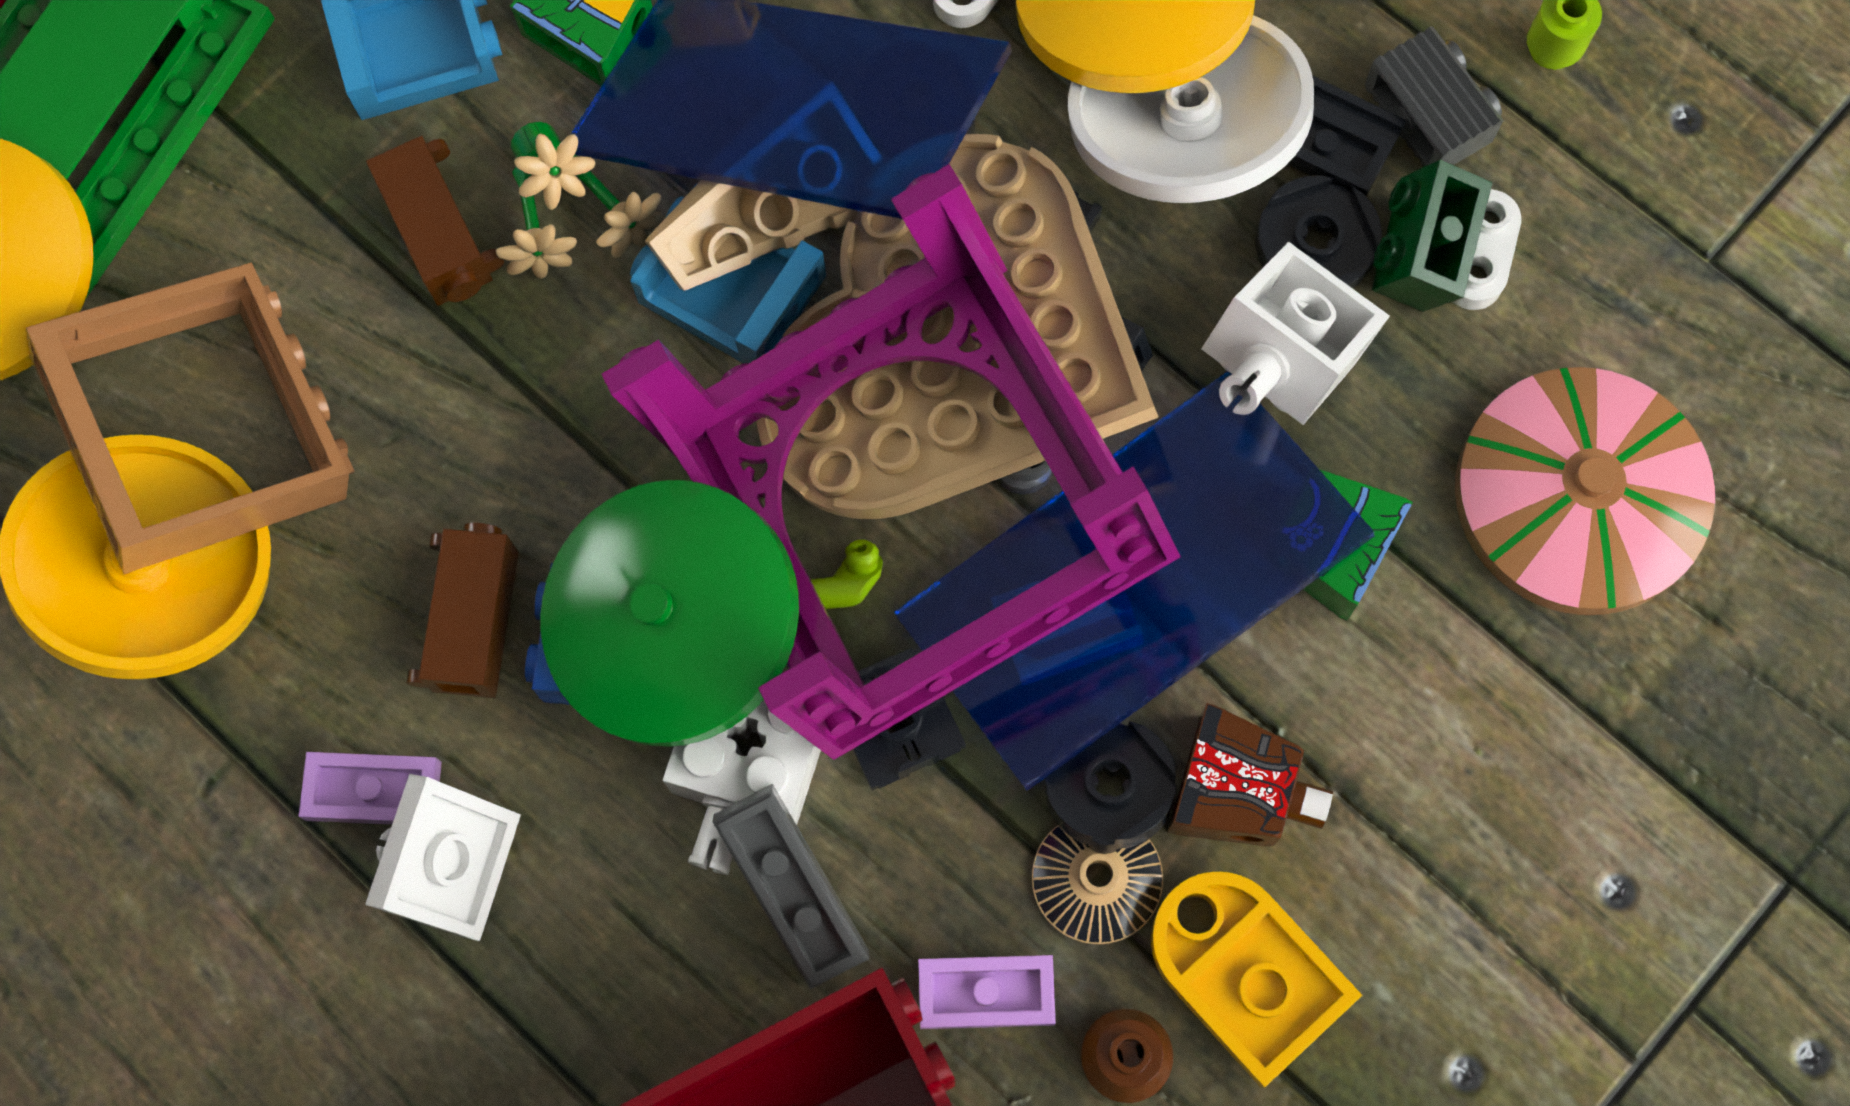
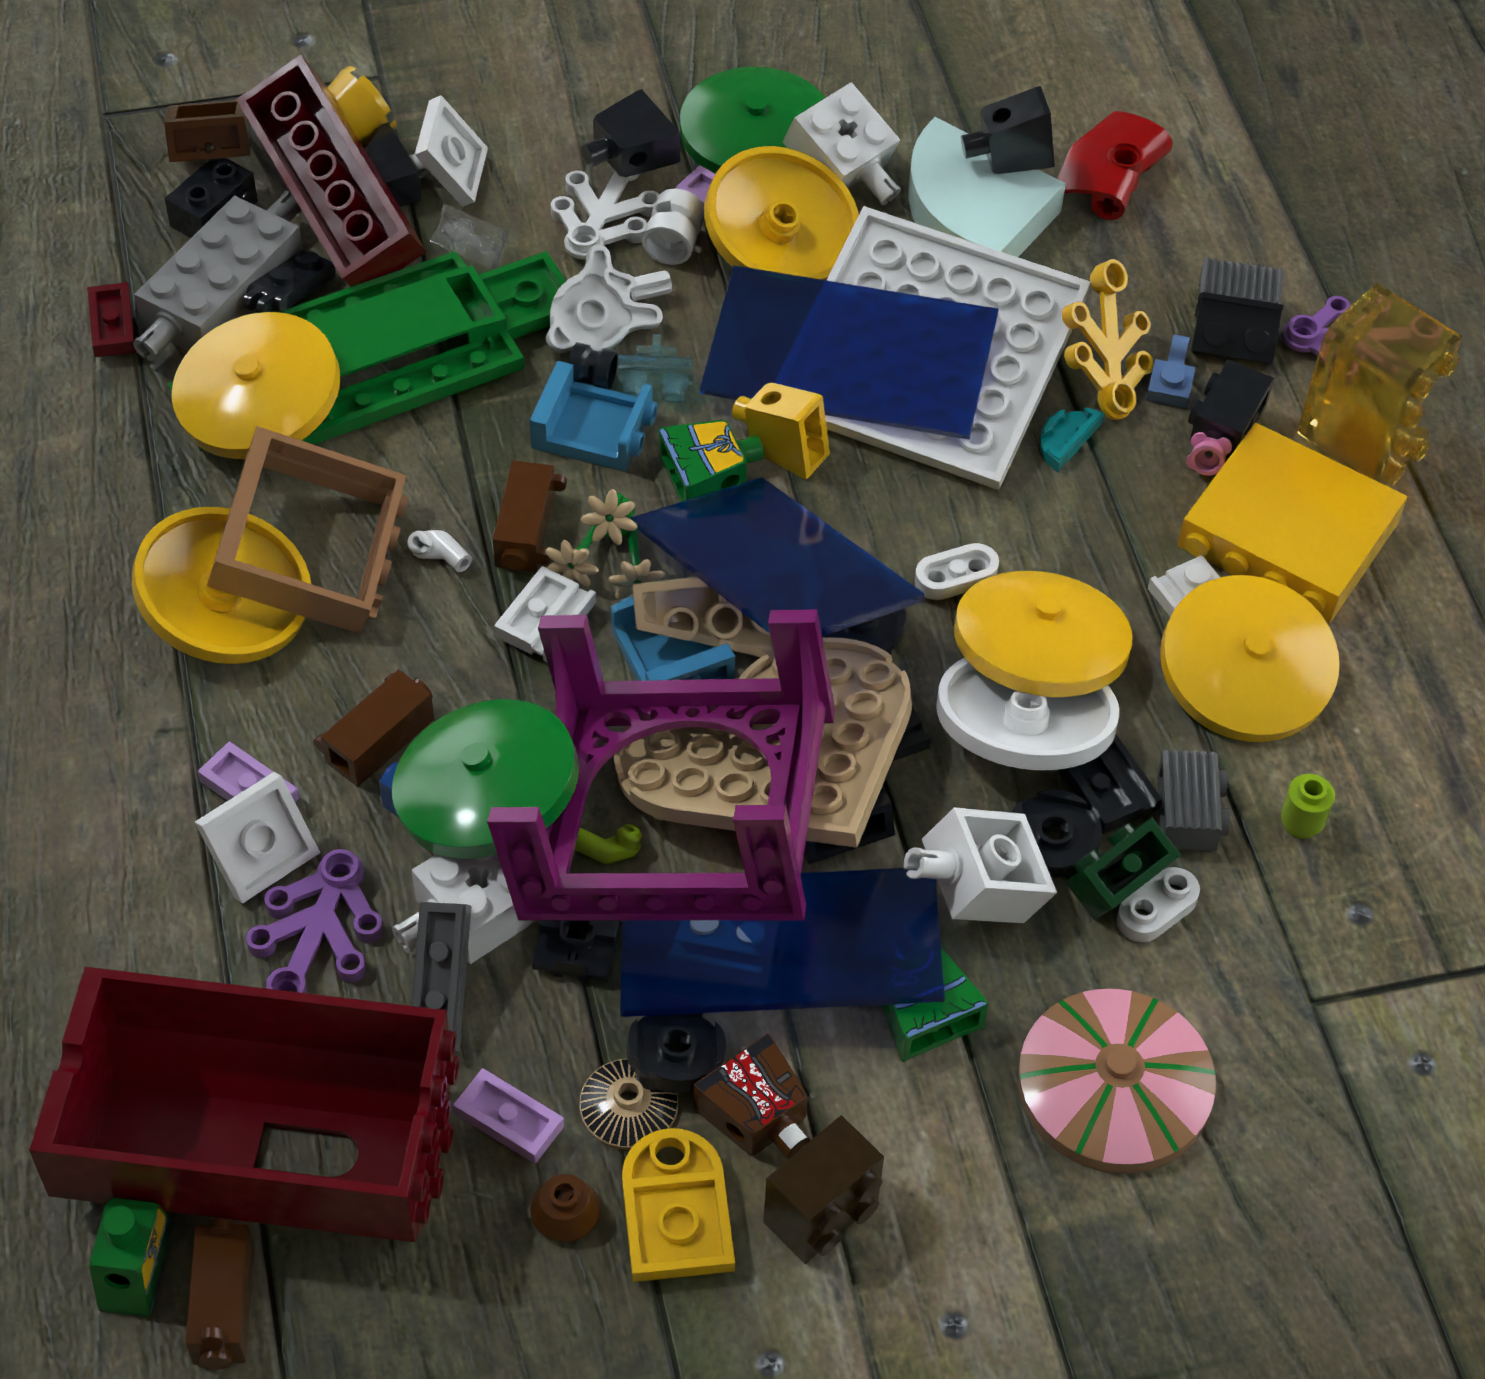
camera: 30 degrees right, 20 degrees down
(355, 324) = (439, 545): none -> white arm
(550, 334) = (543, 596): none -> white plate
(586, 905) = (317, 922): none -> medium lavender plant
(1407, 849) = (823, 1190): none -> dark brown brick

